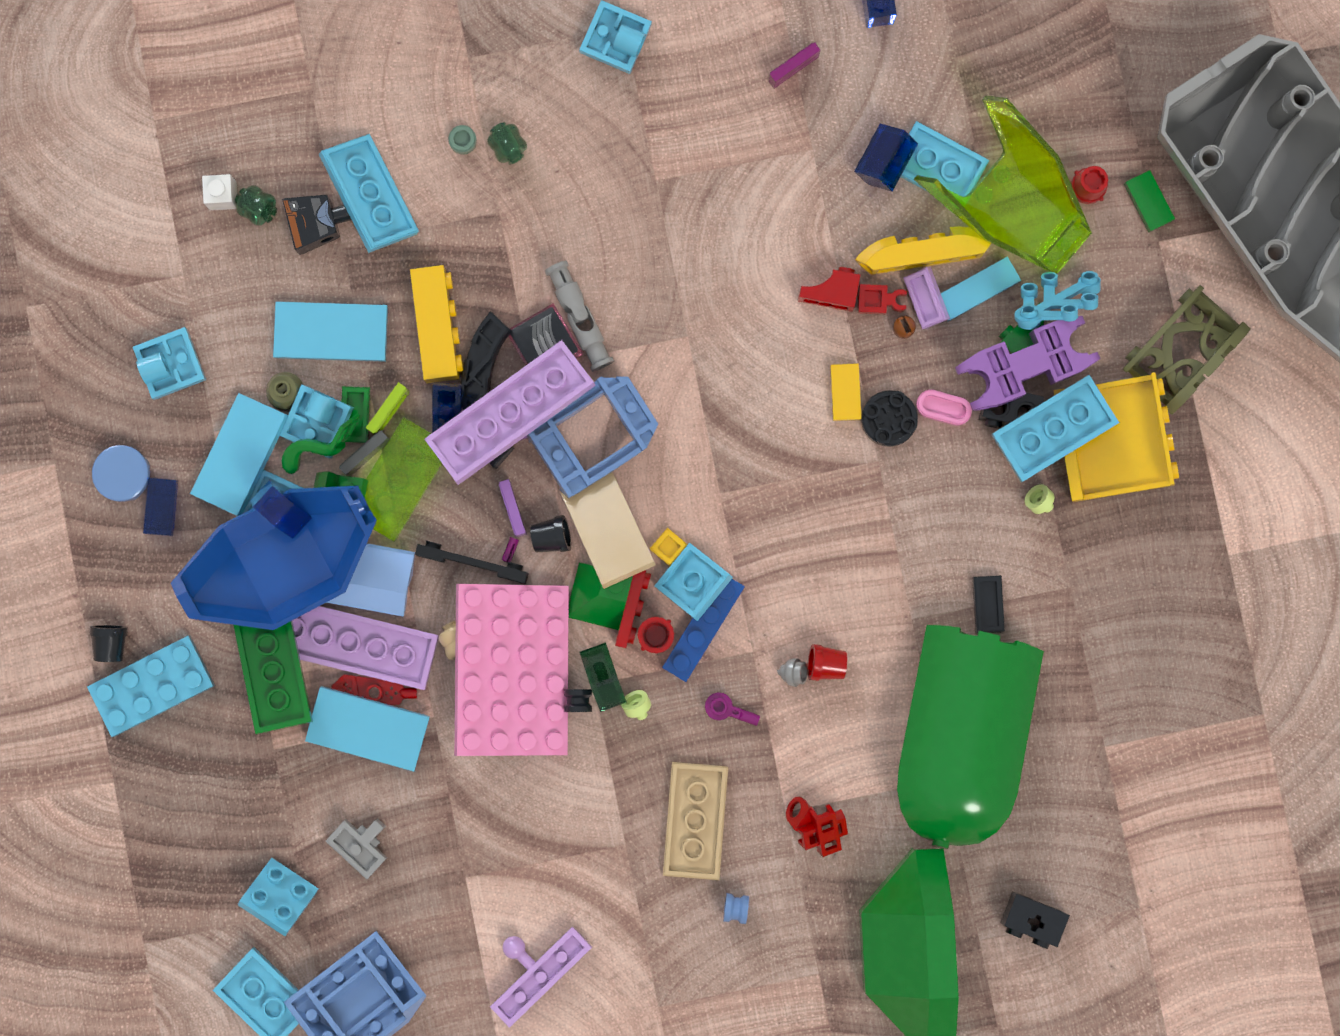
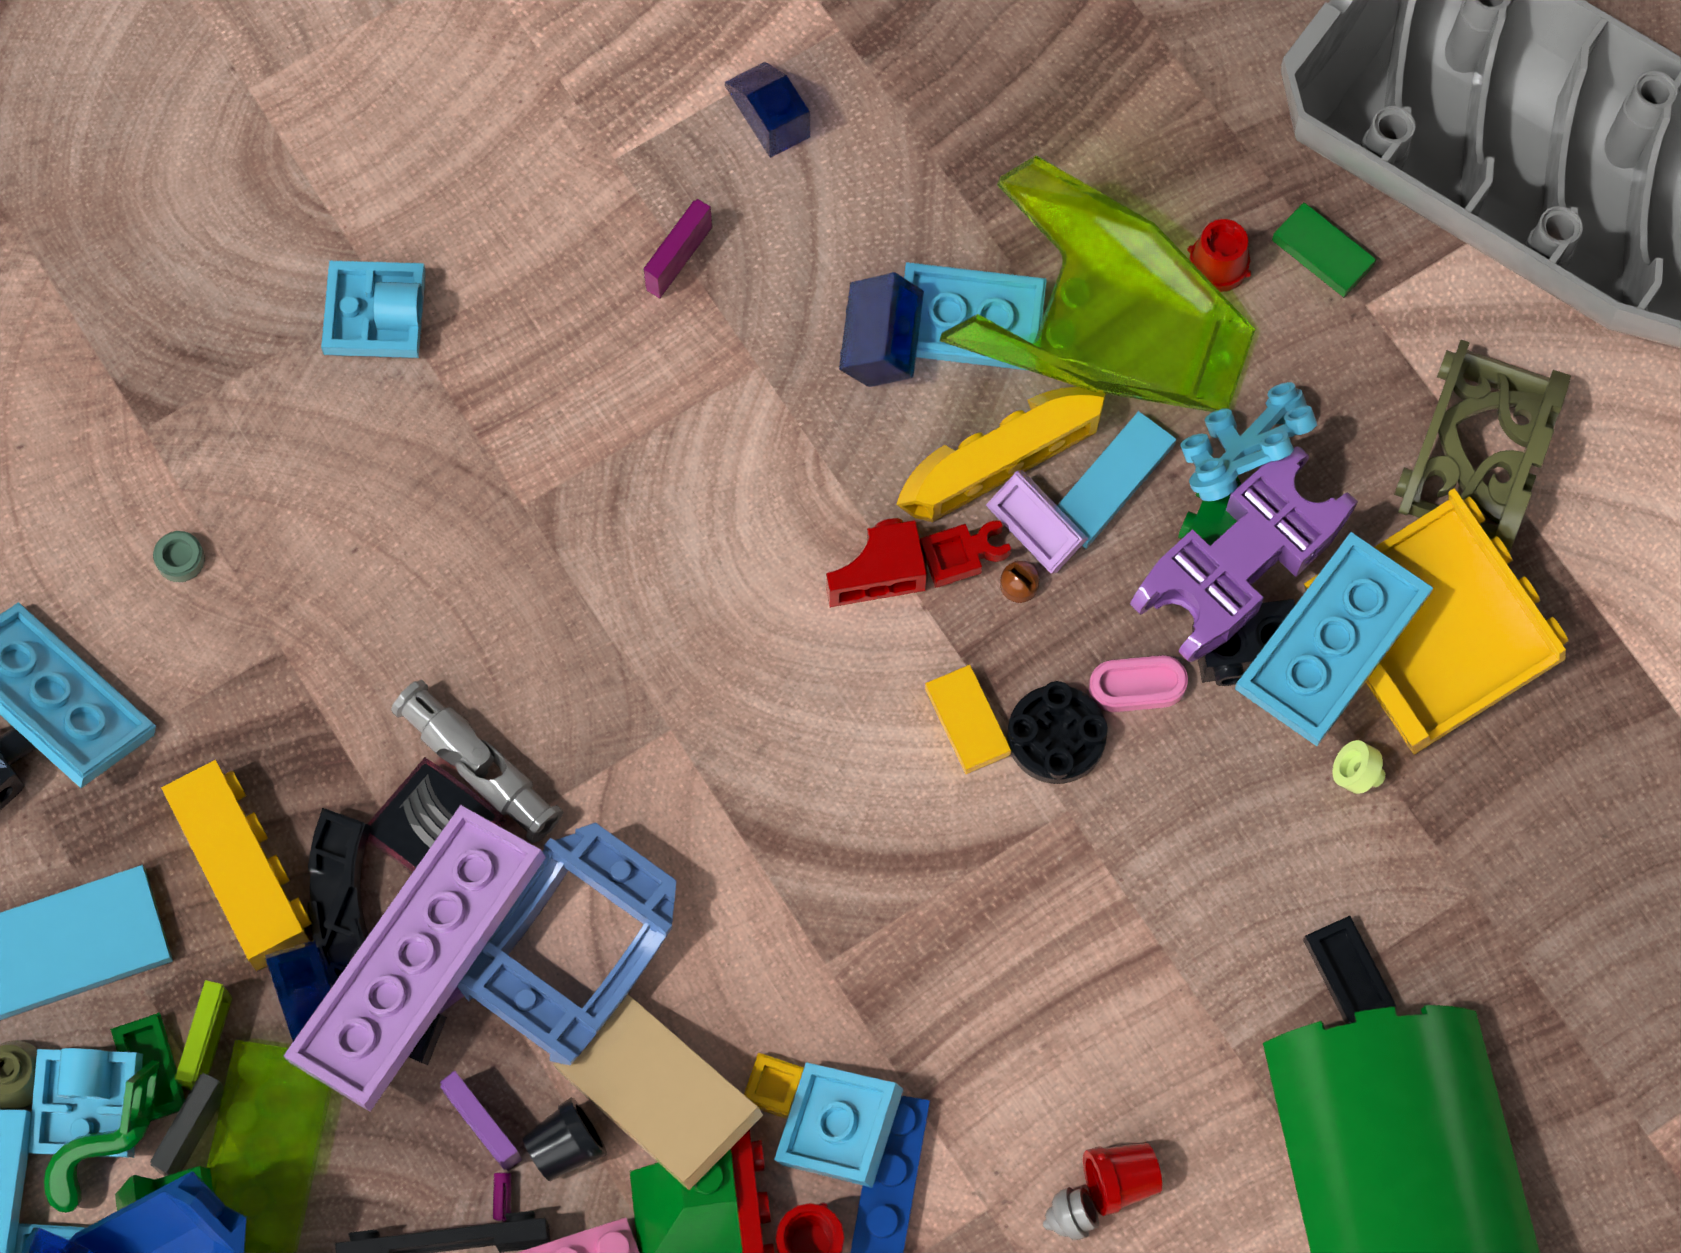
camera: 20 degrees left, 15 degrees down
(507, 143) = (254, 532): clear green piece -> none

